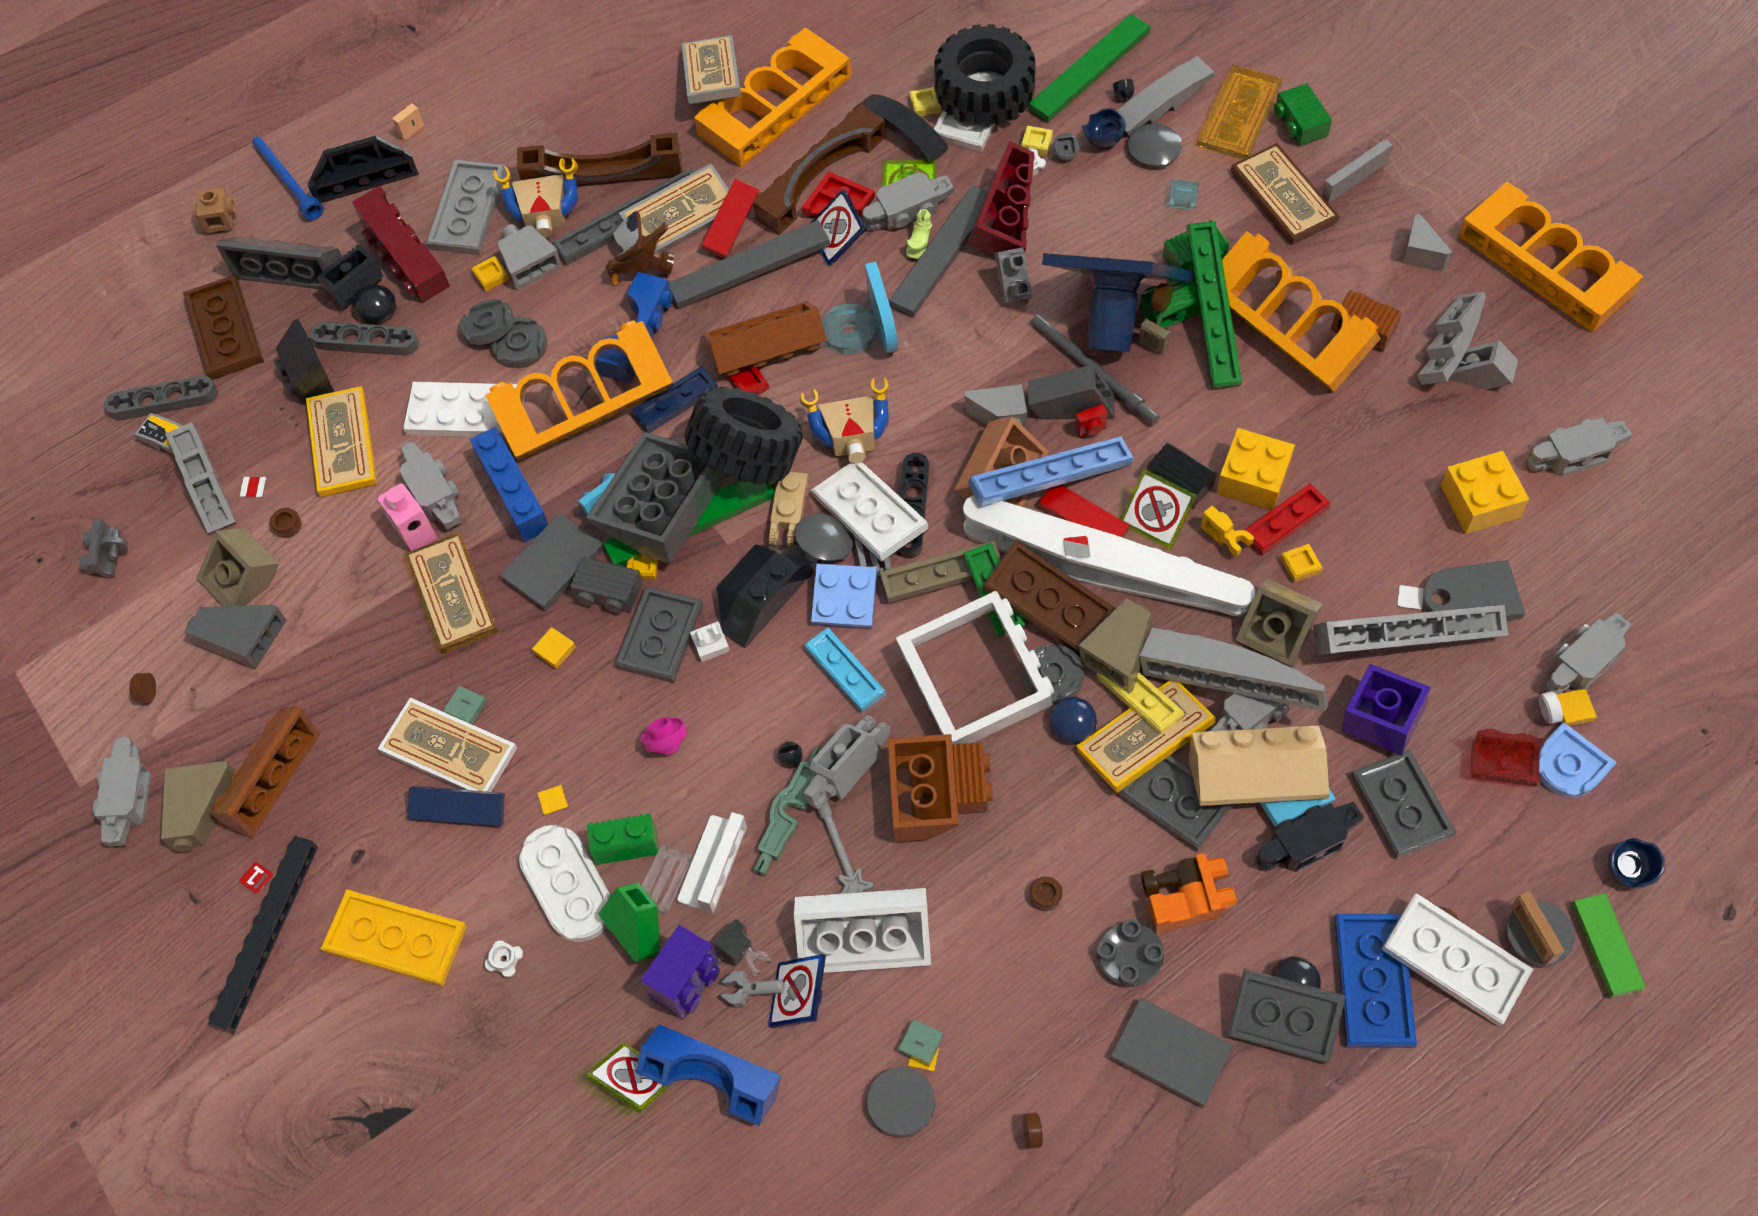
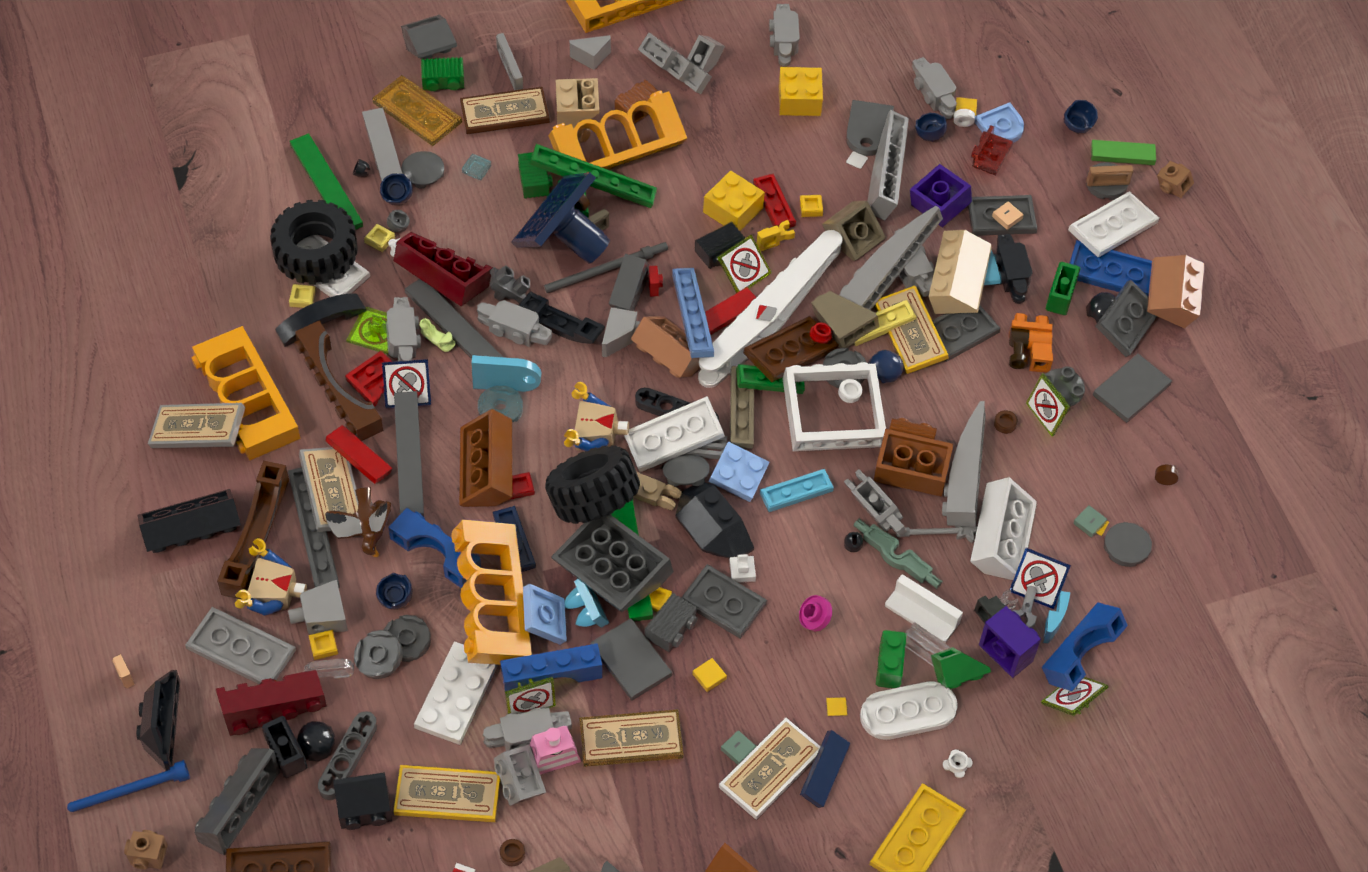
camera: 80 degrees left, 5 degrees down
(359, 499) = (519, 774): none -> light grey bracket
(456, 285) = (331, 668): none -> clear tile
(462, 470) = (531, 696): none -> piece
(566, 309) = (394, 591): none -> dark blue hair
(573, 452) = (544, 614): none -> light blue plate
(598, 107) = (189, 520): none -> black slope
(738, 1028) = (1055, 618): none -> medium azure slope
(941, 857) = (965, 473): none -> light grey slope
(966, 301) = (513, 323): none -> light grey hinge
(992, 344) = (561, 322): none -> black slope
(992, 675) = (850, 390): none -> white tile
(1081, 937) = (1048, 404): none -> piece
(1088, 618) = (821, 333): none -> red plate
(1296, 909) = (1062, 288): none -> green brick
(1327, 250) = (576, 100): none -> tan slope
(1344, 77) = (428, 37): none -> dark grey slope
(1367, 1070) = (1176, 289): none -> nougat slope
(1396, 806) = (1007, 215): none -> light nougat tile
(1509, 668) = (931, 126): none -> dark blue hair
(1583, 1028) = (1175, 179): none -> medium nougat brick

